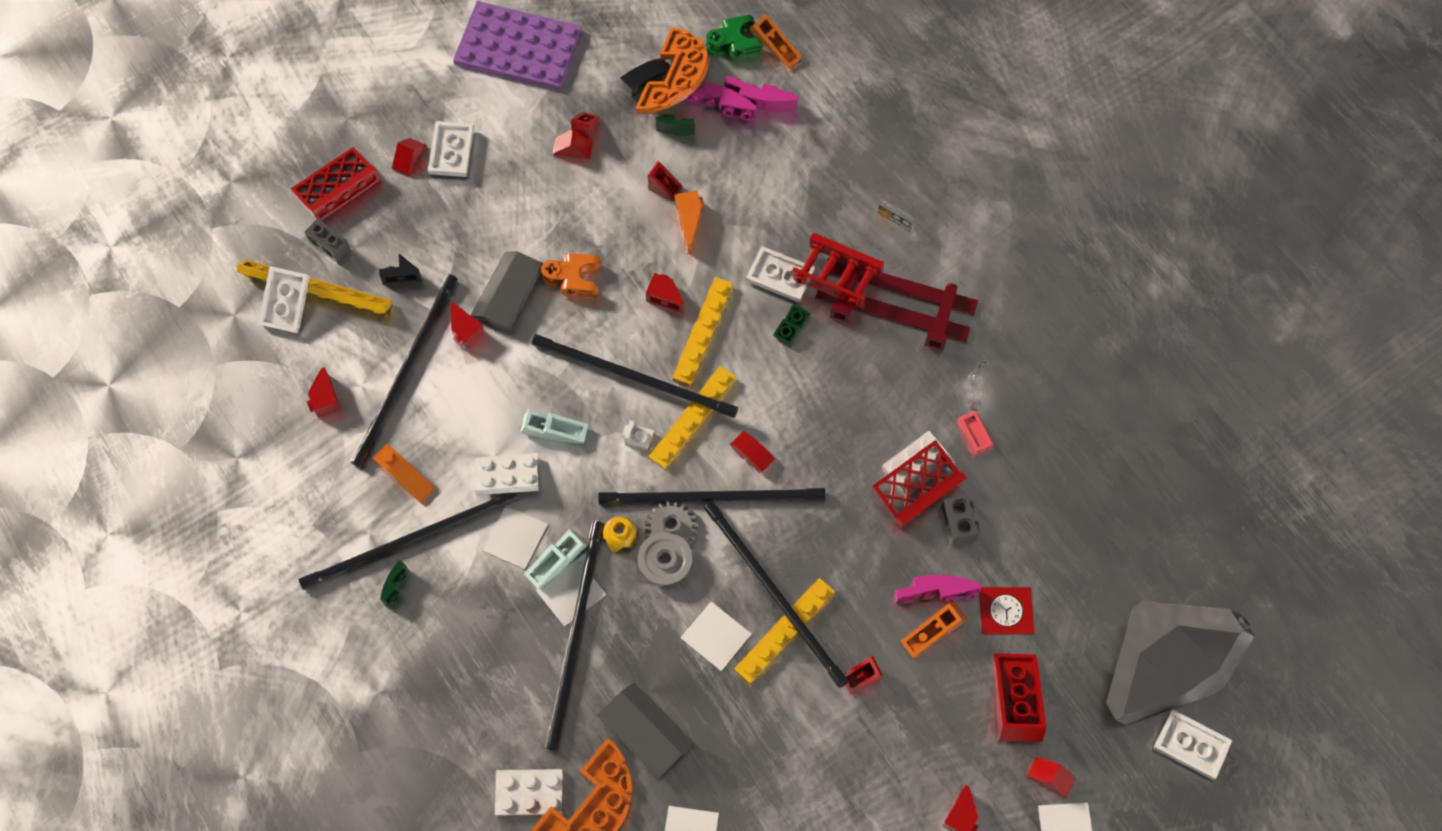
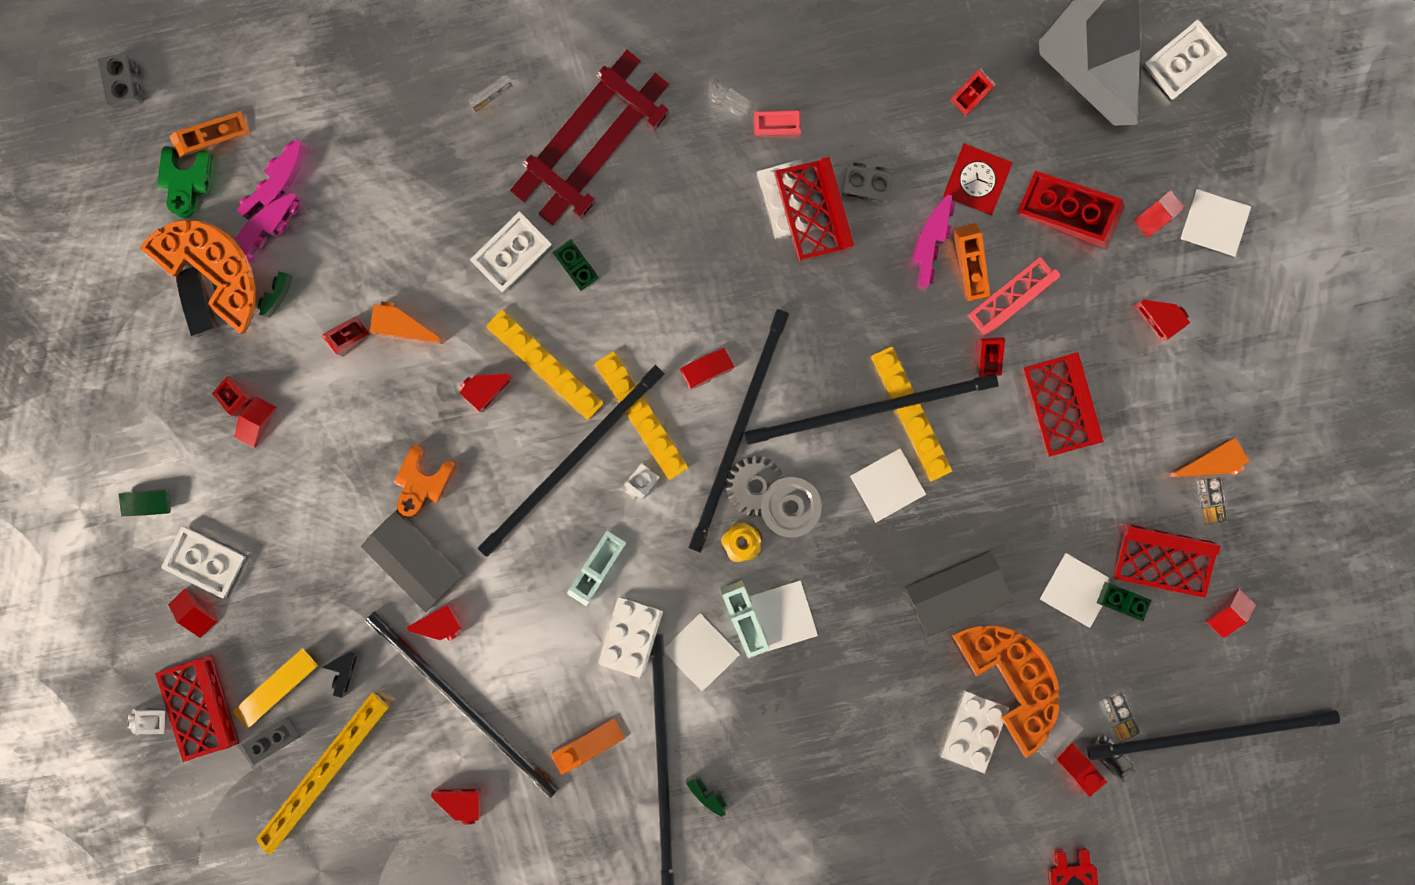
camera: 65 degrees left, 20 degrees up
(284, 299) = (329, 812): white plate -> none
(313, 153) = (146, 721): none -> white bracket
(370, 229) = (275, 688): none -> yellow slope
(481, 95) = (144, 503): none -> dark green slope
(517, 45) = (90, 436): medium lavender plate -> none
(554, 731) = (924, 684): black piece -> none
(838, 252) = (516, 182): red fence -> none
(860, 772) = (1083, 398): none -> red fence
(919, 682) = (1018, 303): none -> coral fence
(1076, 575) = (973, 91): none -> red slope

